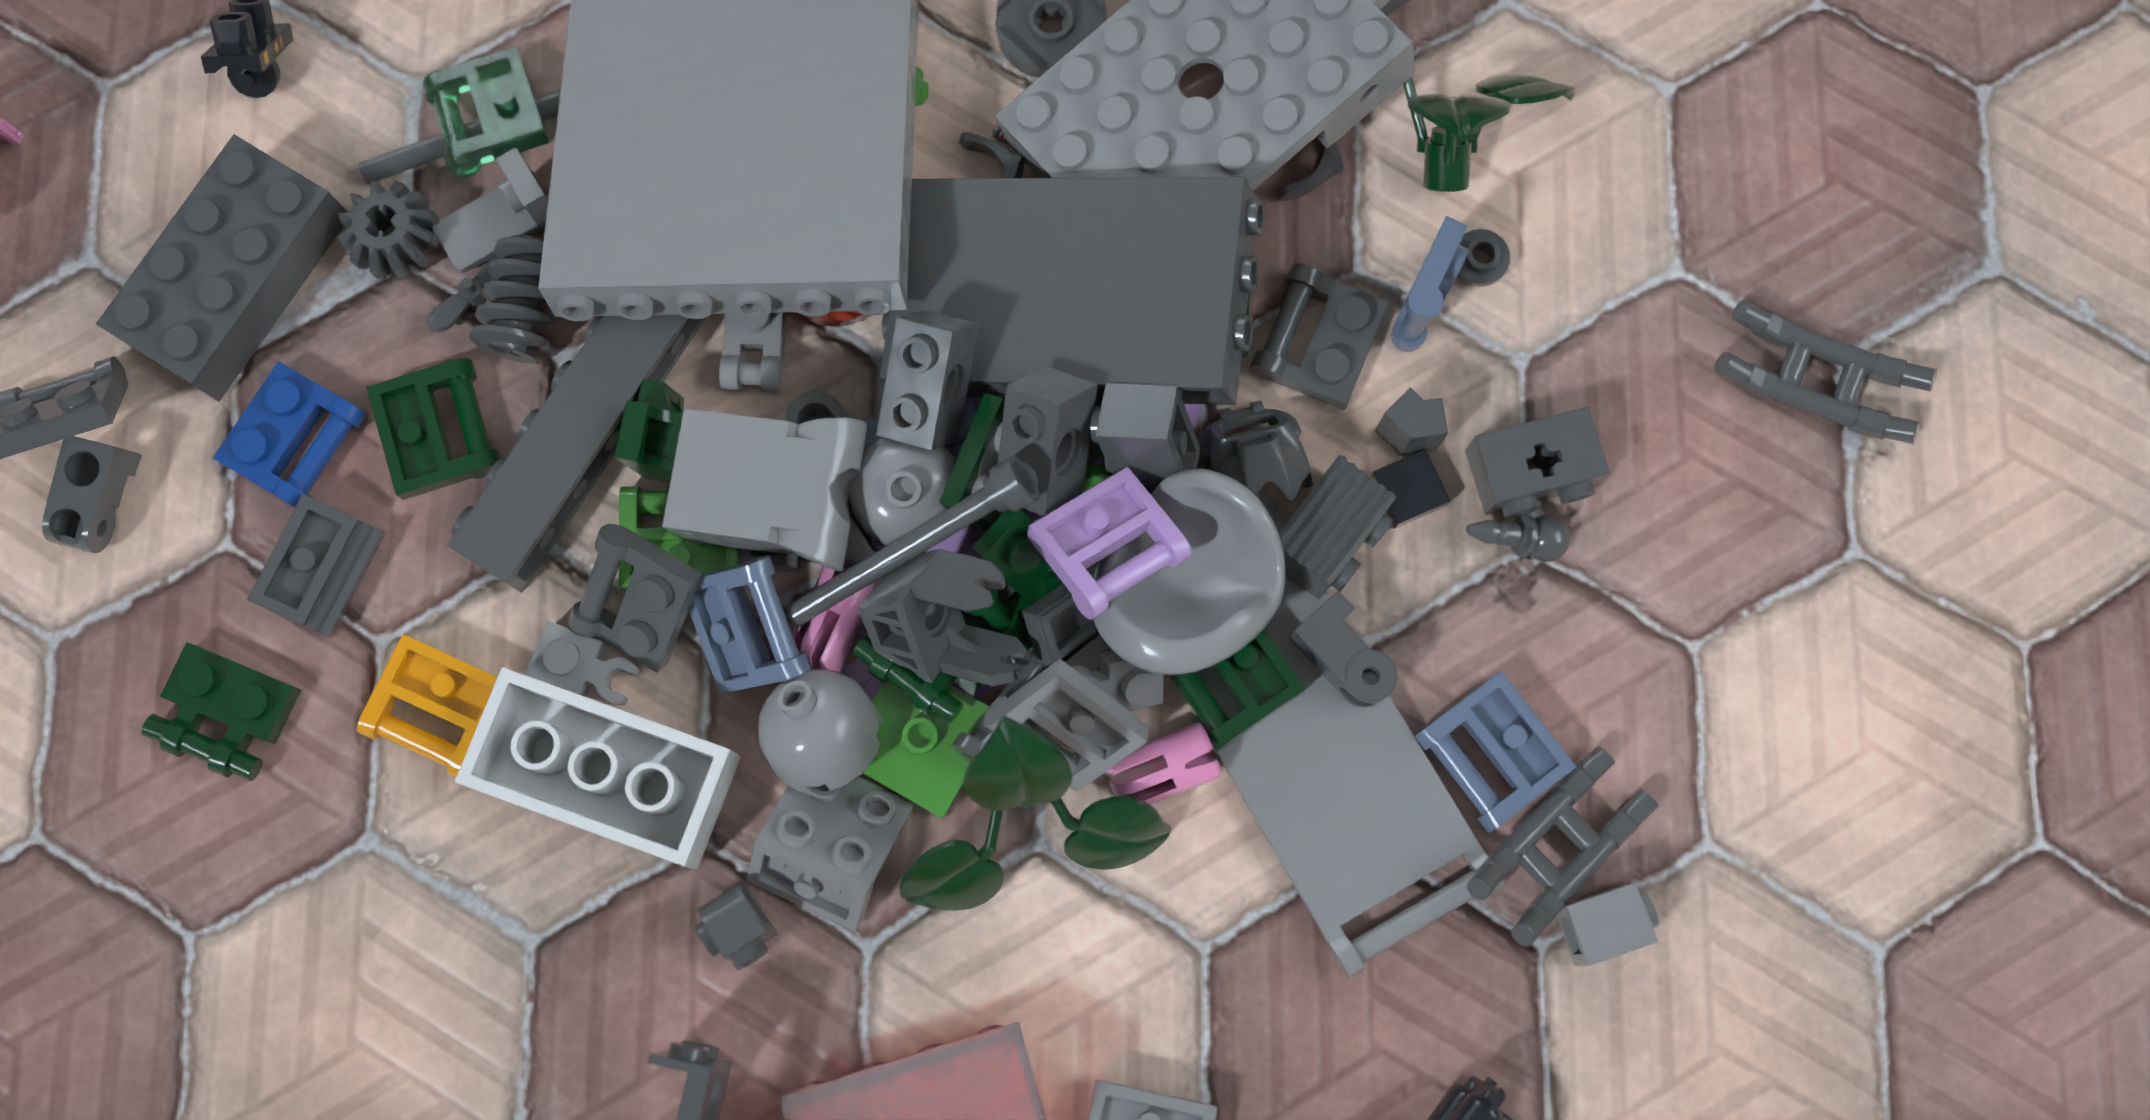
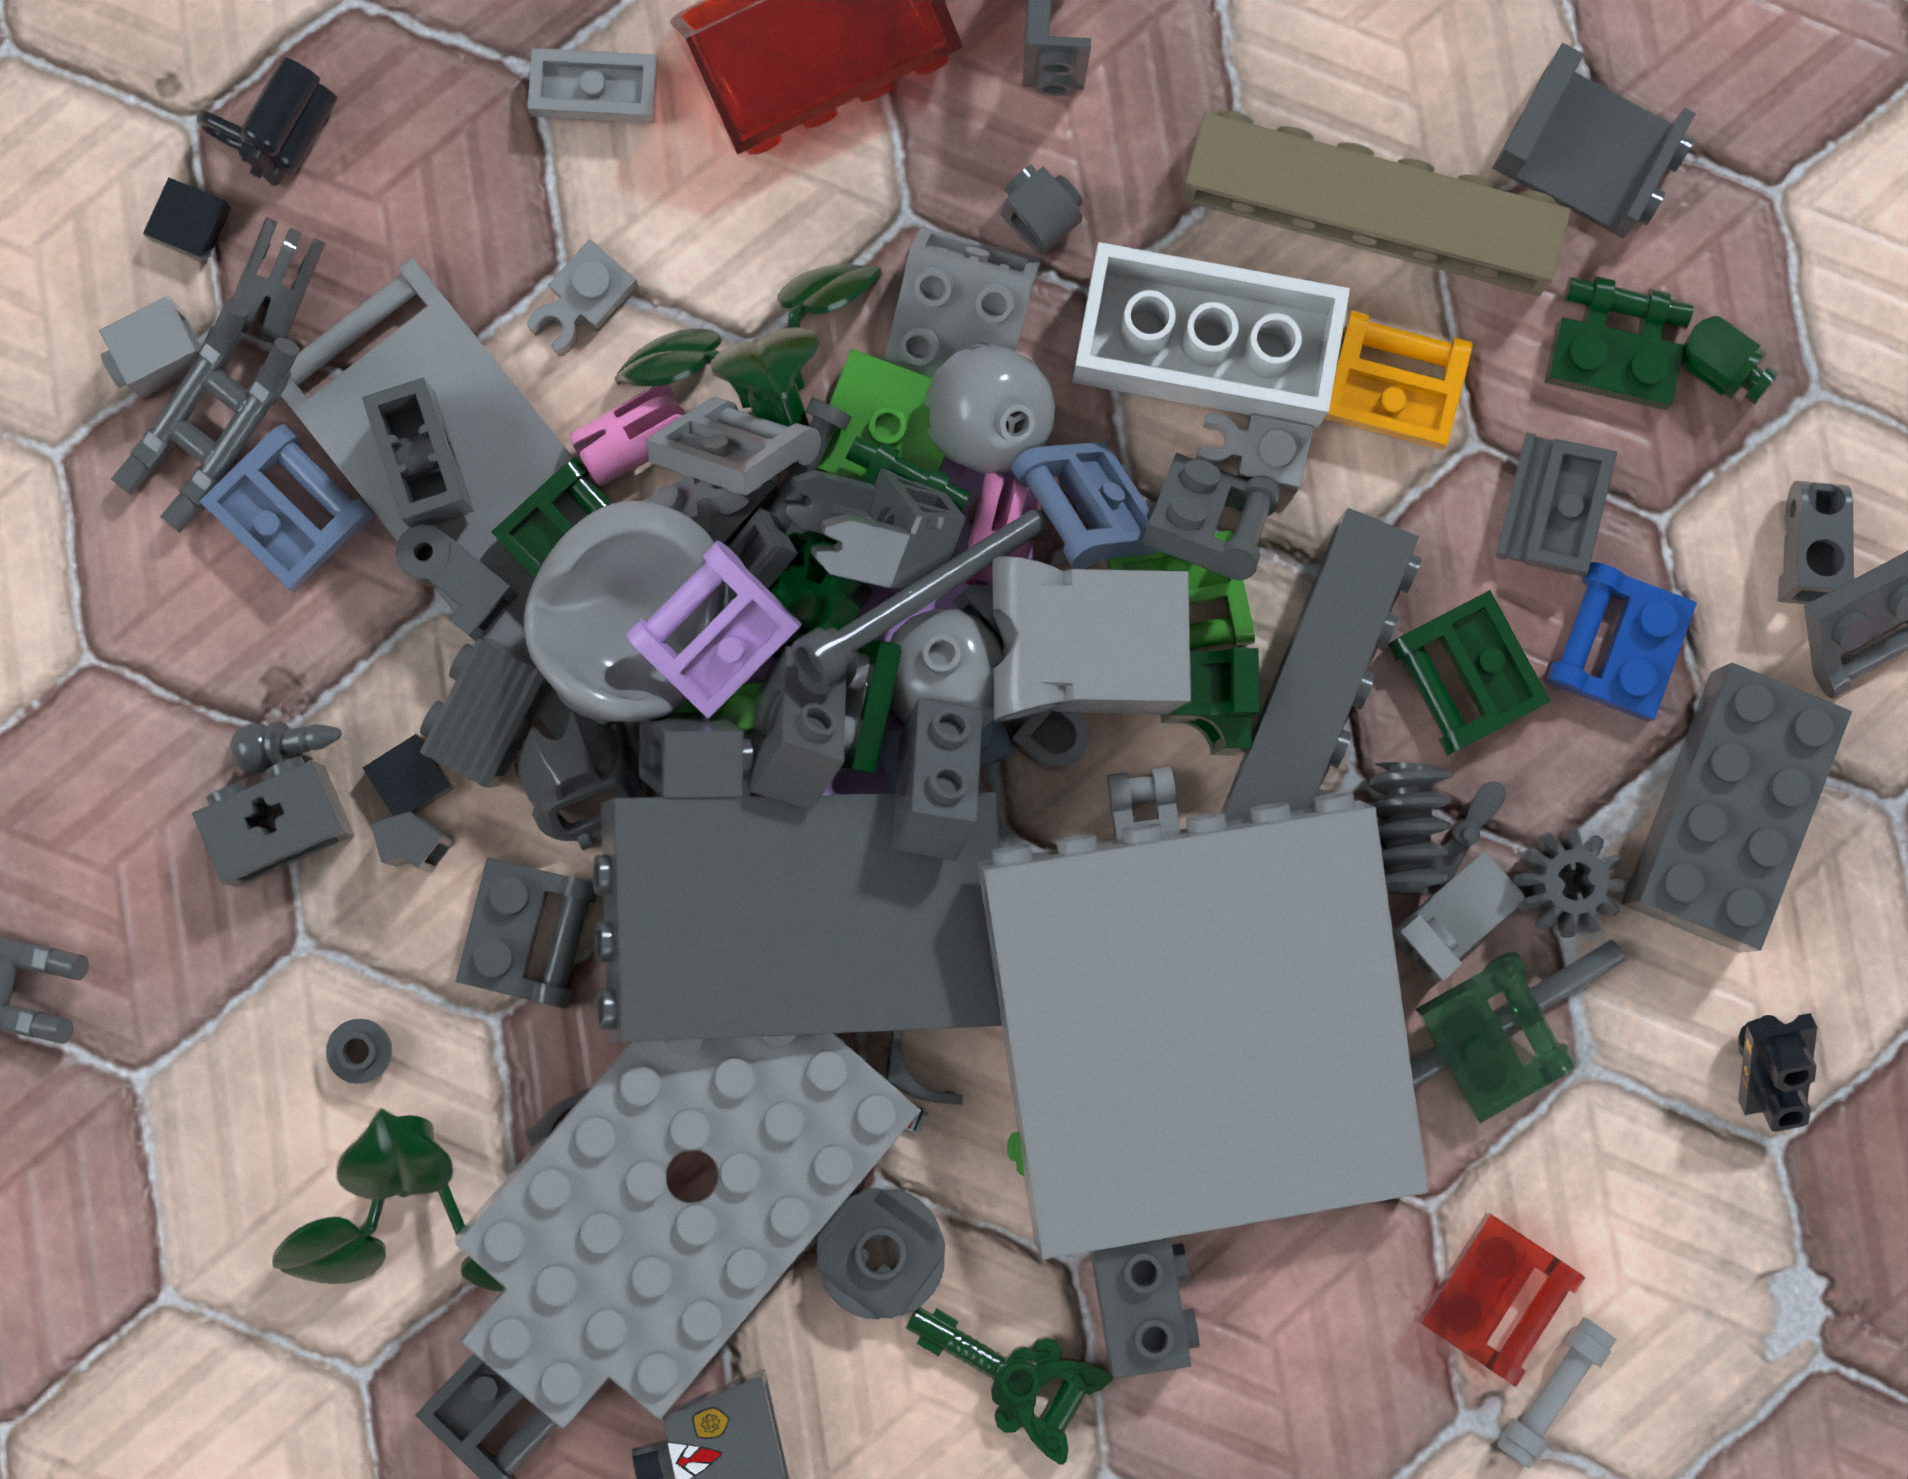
camera: 165 degrees right, 5 degrees up
(123, 674) = (1726, 359): none -> dark green arm
(193, 904) = (1593, 147): none -> dark grey panel
(415, 879) = (1376, 202): none -> dark tan brick
(1184, 919) = (587, 290): none -> light grey plate
(1365, 767) = (417, 453): none -> dark grey brick
(1430, 286) = (406, 1011): sand blue plate -> none
(1493, 957) = (279, 300): none -> dark grey arm
(1563, 1053) = (187, 220): none -> black tile

